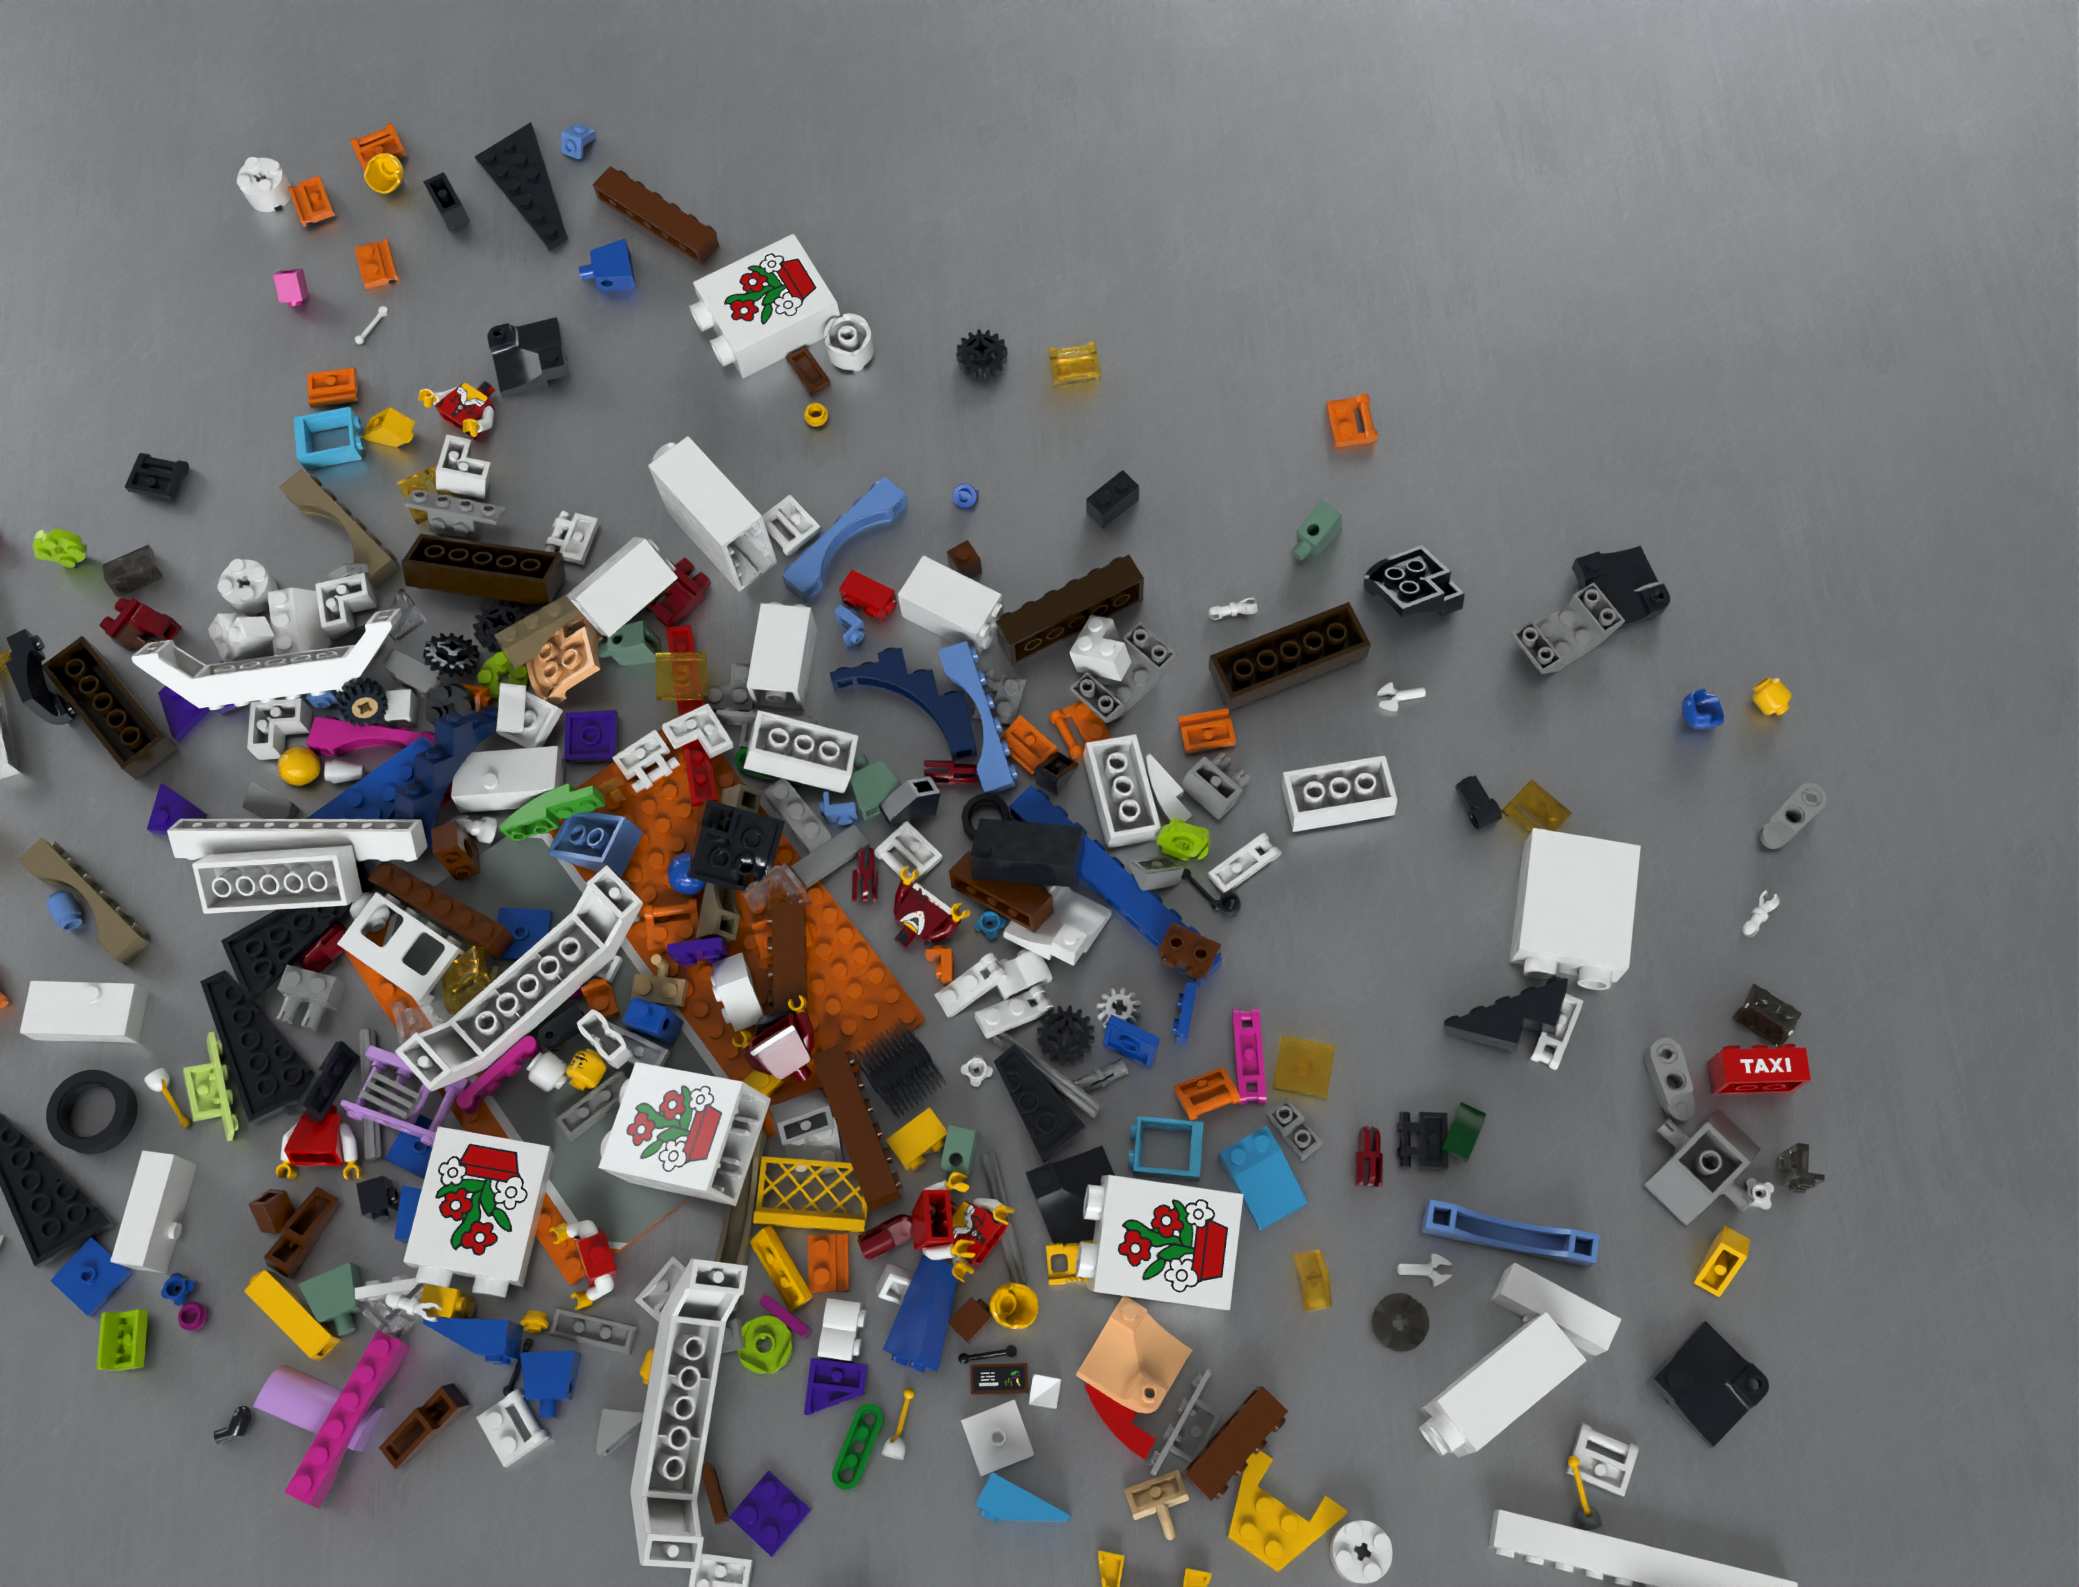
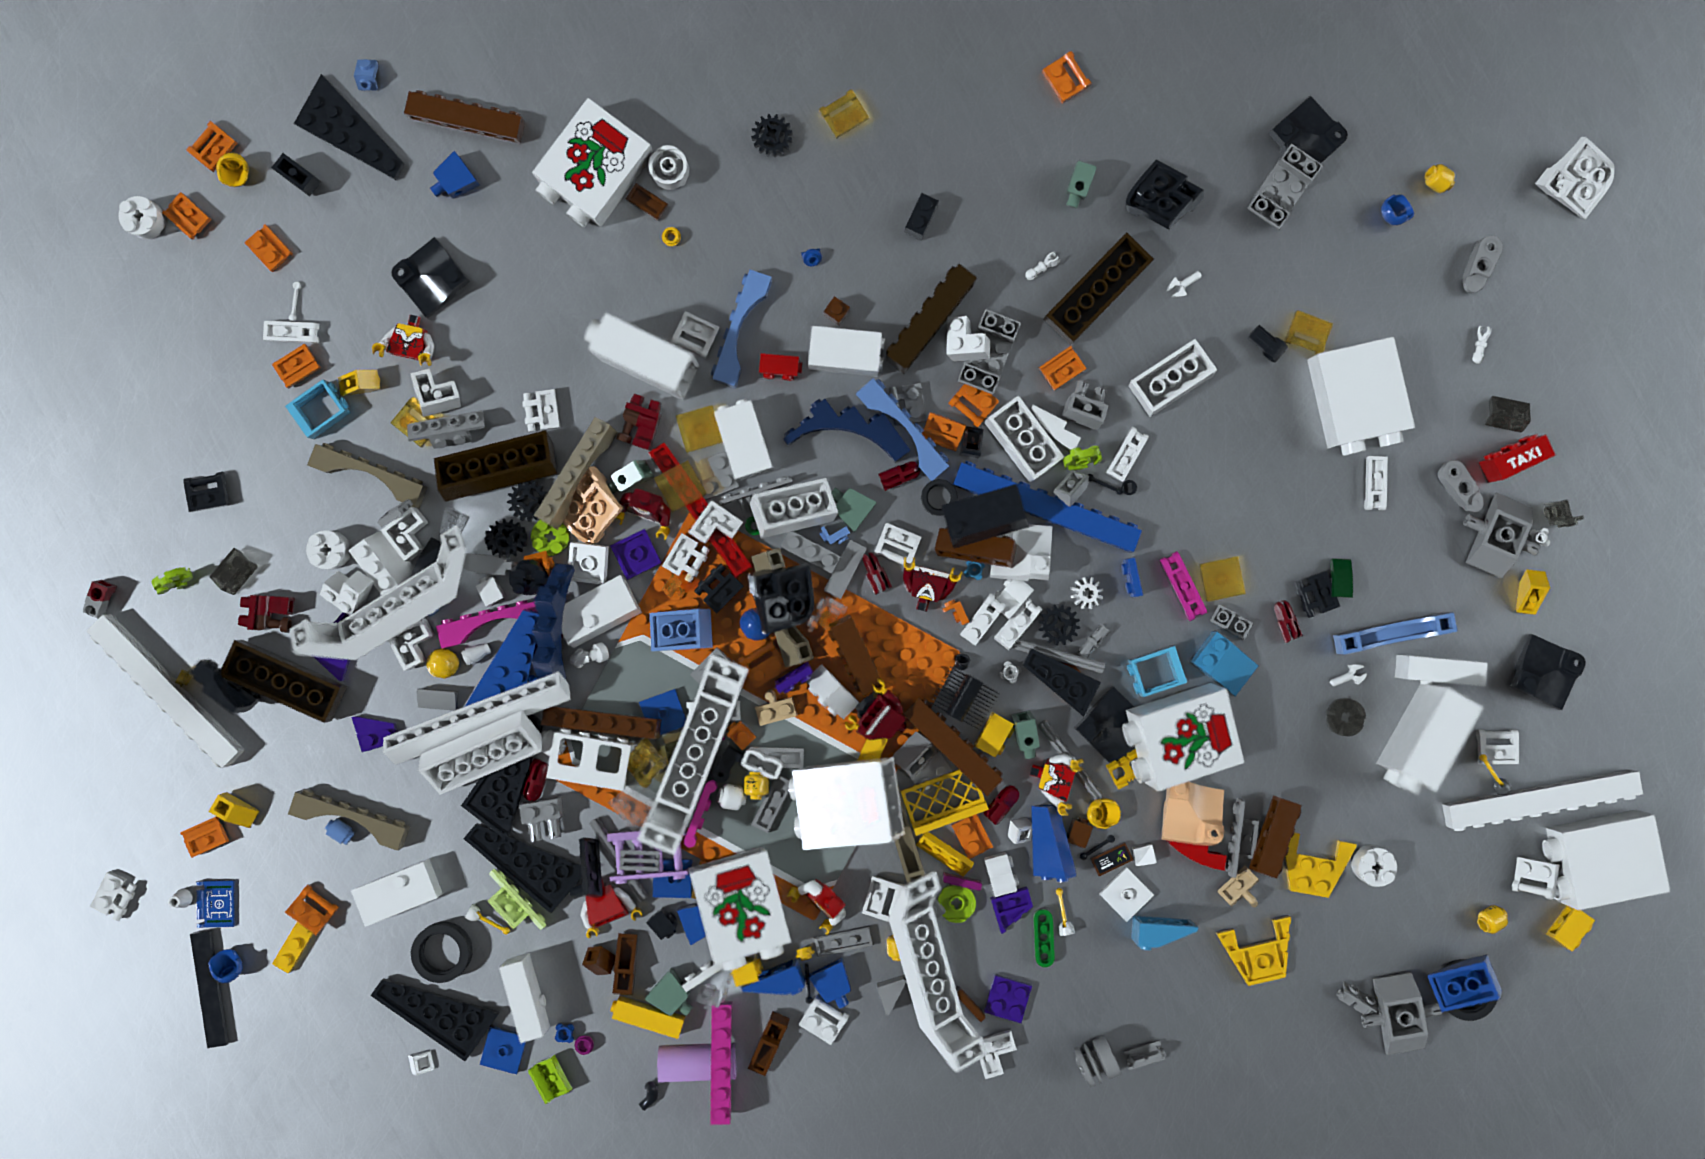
camera: 25 degrees left, 20 degrees up
(291, 286) = (216, 297): brick -> none
(348, 351) = (290, 331): none -> white plate
(359, 693) = (467, 603): black wheel -> none
(411, 1305) = (731, 985): white piece -> none
(455, 850) = (590, 679): reddish brown brick -> none
(511, 708) = (573, 561): white slope -> none
(544, 811) = (637, 623): bright green slope -> none
(623, 585) = (609, 441): white brick -> none
(631, 685) = (646, 506): none -> dark red torso
(648, 1020) = (784, 735): blue torso -> none
(668, 819) = (722, 592): none -> black plate
(735, 627) = (699, 429): none -> clear yellow plate
(851, 621) = (775, 390): medium blue bracket -> none
(911, 801) = (884, 509): black slope -> none
(921, 1029) = (962, 661): none -> black hinge
(933, 1221) = (1033, 787): red torso -> none
(1131, 1041) = (1106, 613): blue plate -> none
(1188, 951) = (1120, 537): reddish brown brick -> none
(1205, 1087) = (1164, 621): orange plate -> none
(1313, 1280) = (1281, 713): clear yellow slope -> none
(1503, 1021) = (1343, 493): black slope -> none
(1956, 761) = (1579, 178): none -> white slope

